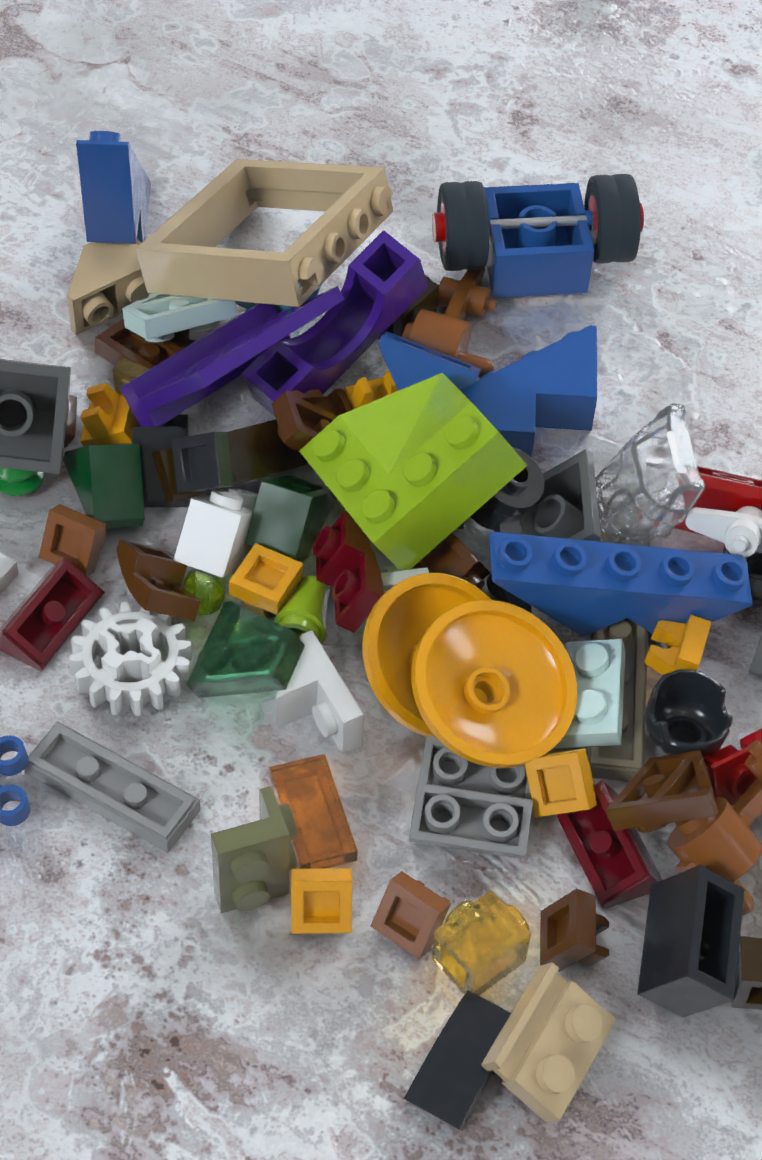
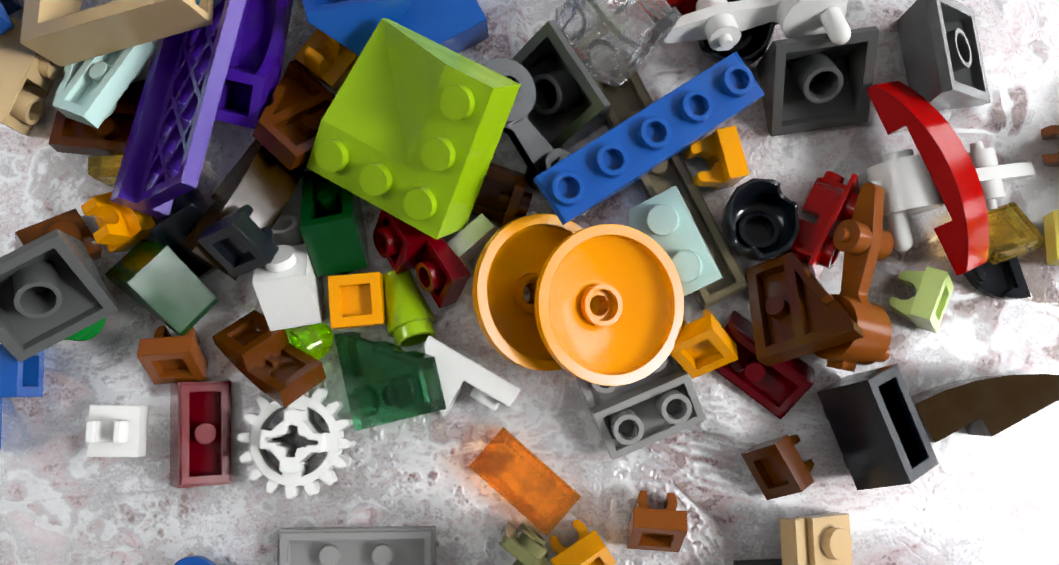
camera: 30 degrees left, 30 degrees up
(481, 943) = (722, 519): clear yellow brick -> none

